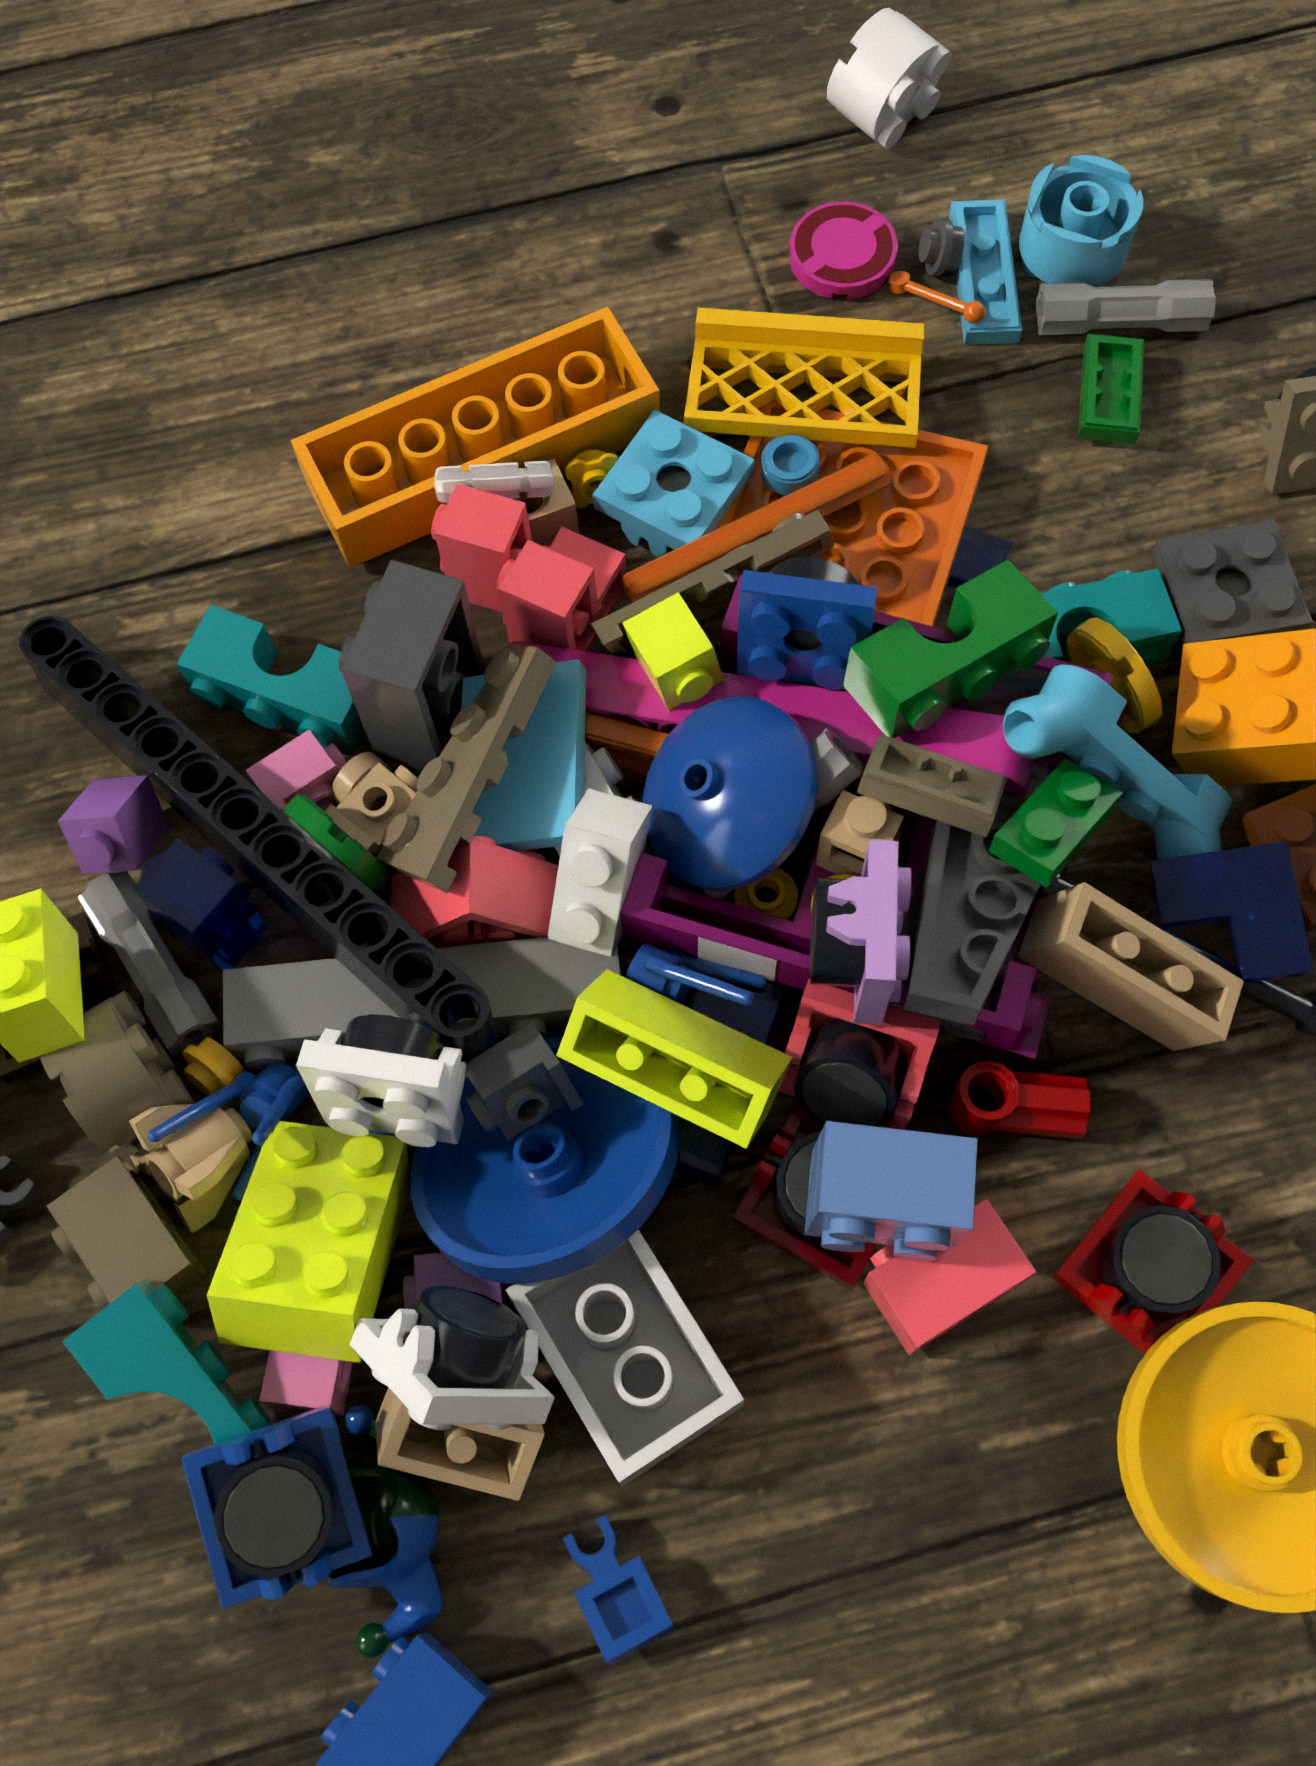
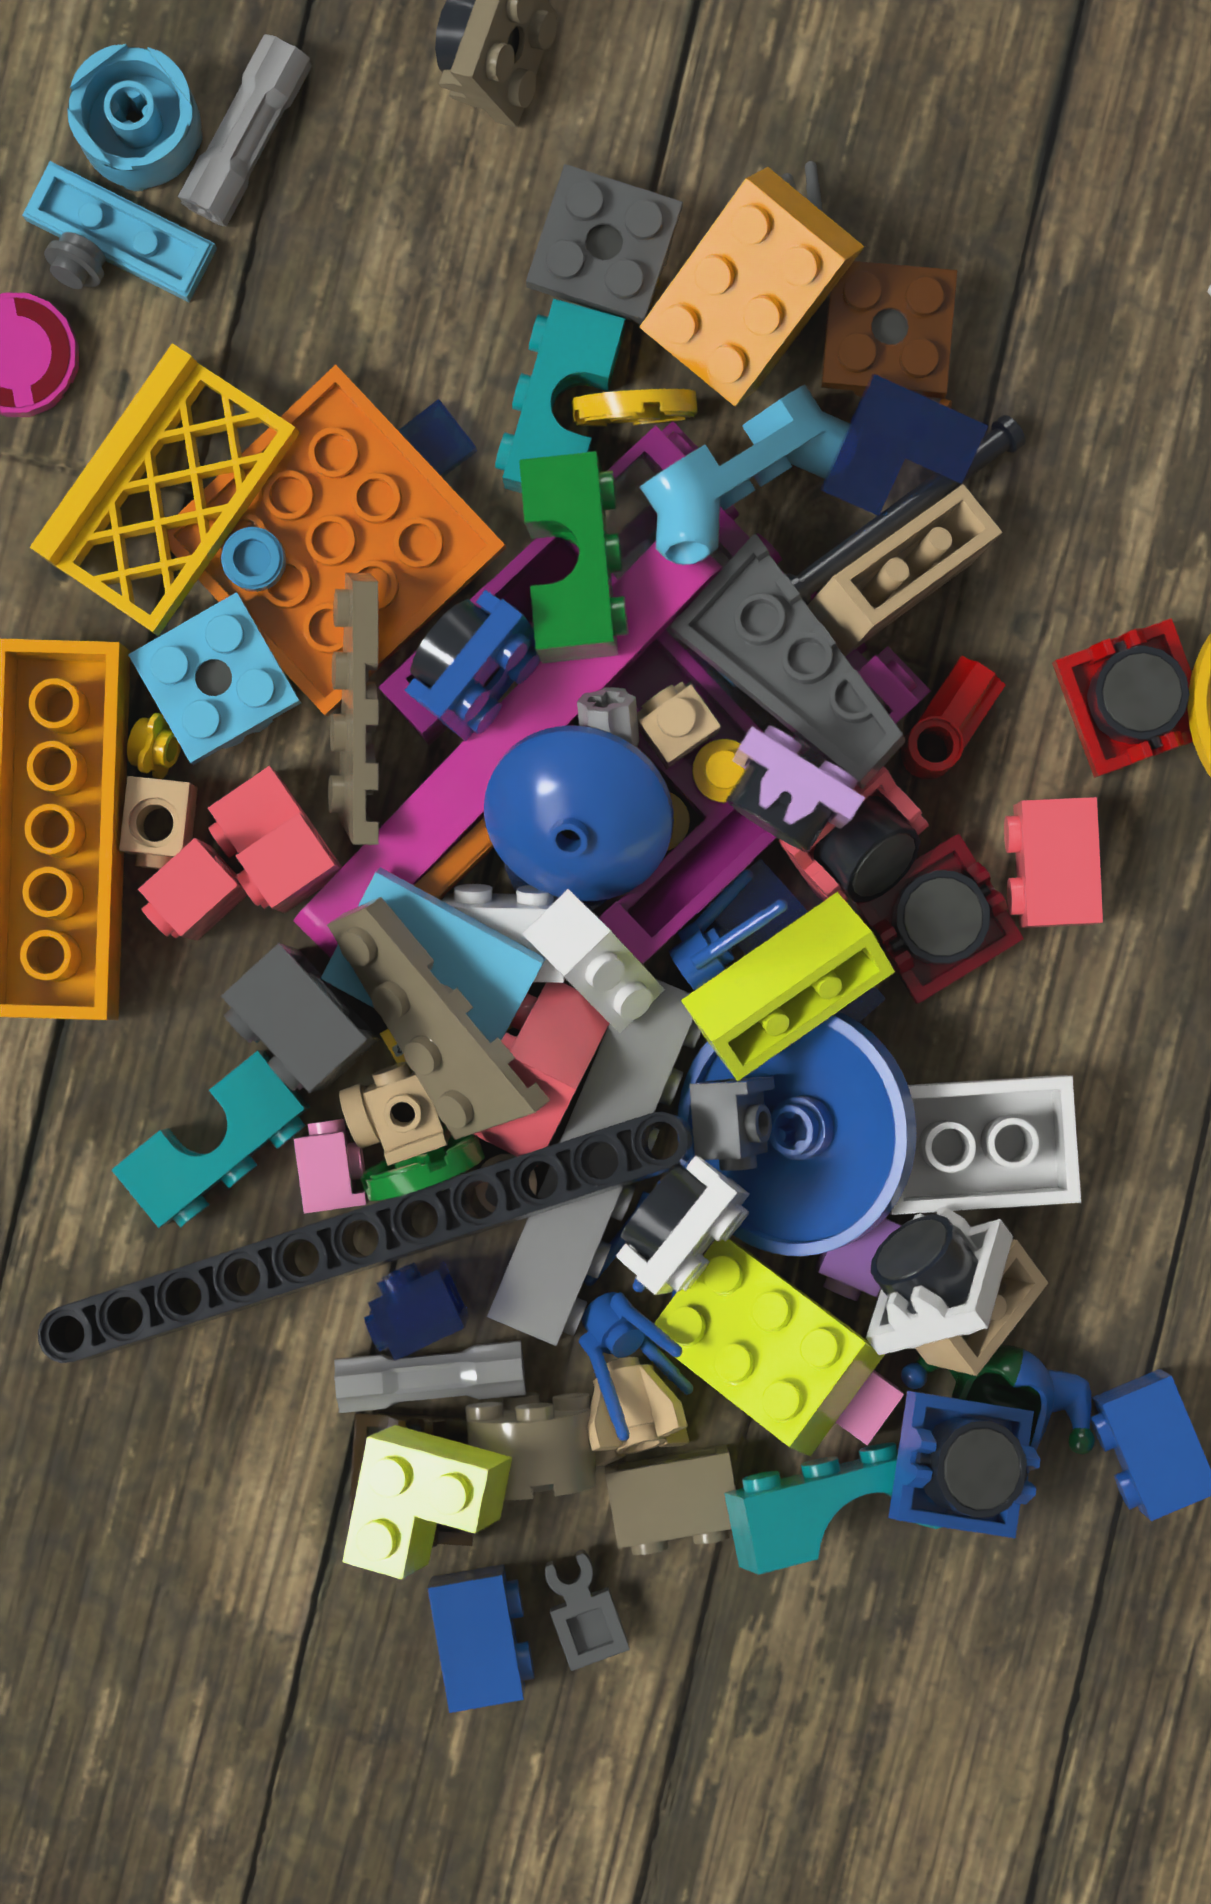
camera: 70 degrees left, 20 degrees up
(114, 824) = (290, 1351): medium lavender brick -> none
(210, 1066) = (559, 1364): yellow plate -> none
(497, 478) = (137, 849): white axle -> none
(619, 1601) = (1155, 1243): blue plate -> none
(674, 651) = (422, 787): neon yellow brick -> none
(825, 494) = (312, 631): orange axle -> none
(890, 1189) = (992, 882): medium blue brick -> none
(901, 282) = (87, 321): orange hinge -> none
(932, 785) = (681, 646): dark tan plate -> none
(1055, 822) = (765, 562): green plate -> none
(1111, 389) = (327, 202): green plate -> none

